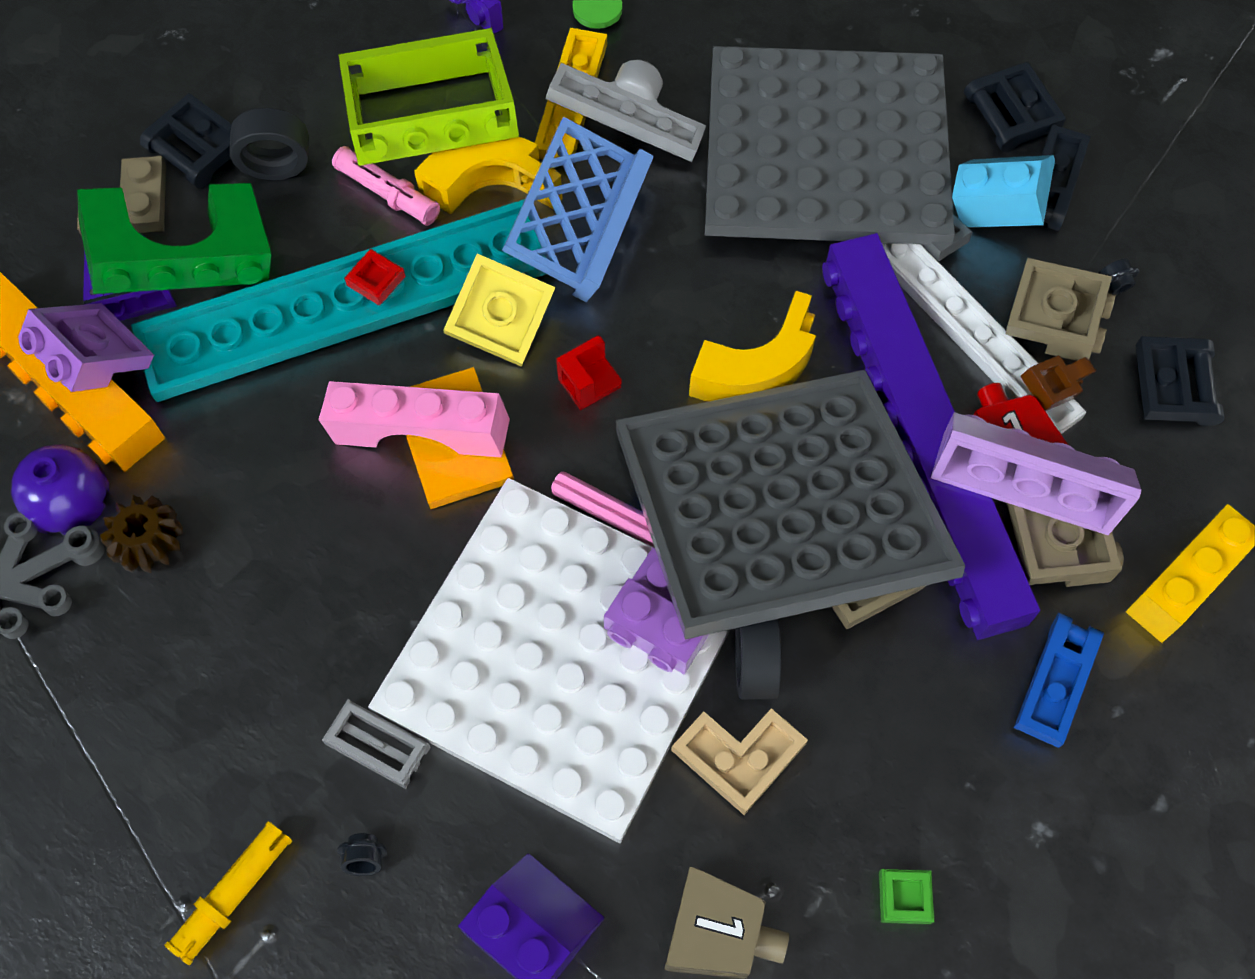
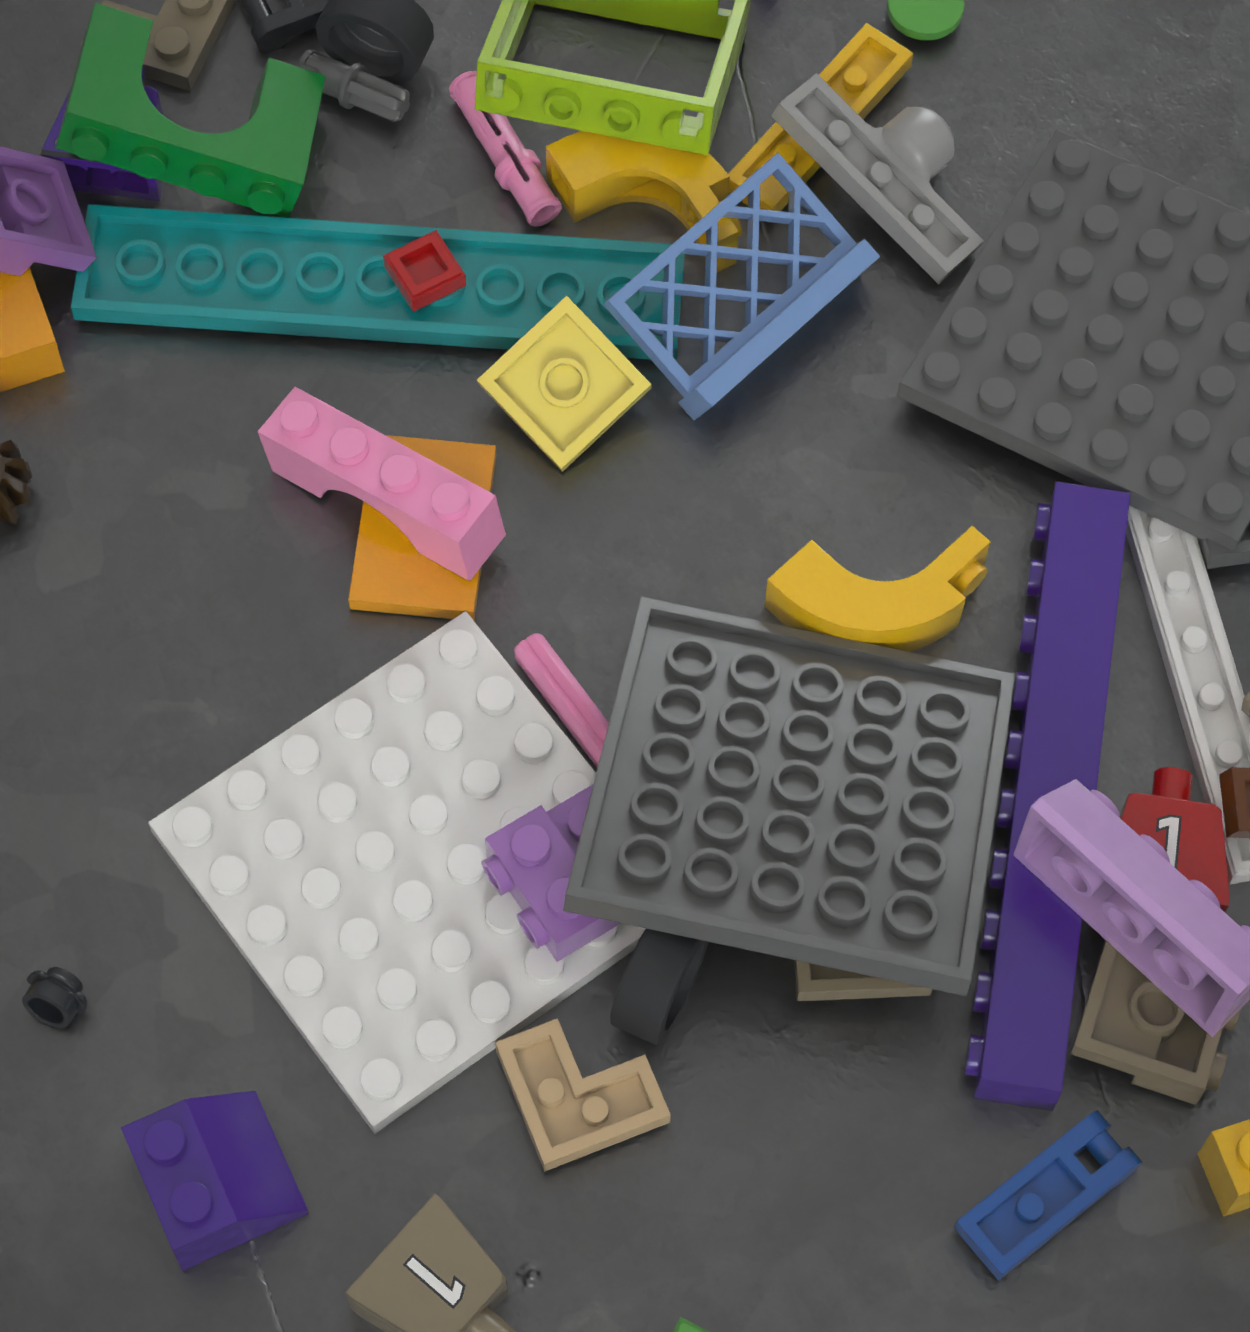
camera: 25 degrees right, 0 degrees up
(275, 185) = (358, 88): none -> dark grey axle
(411, 763) = (166, 914): light grey tile -> none
(587, 373) = (642, 518): red panel -> none

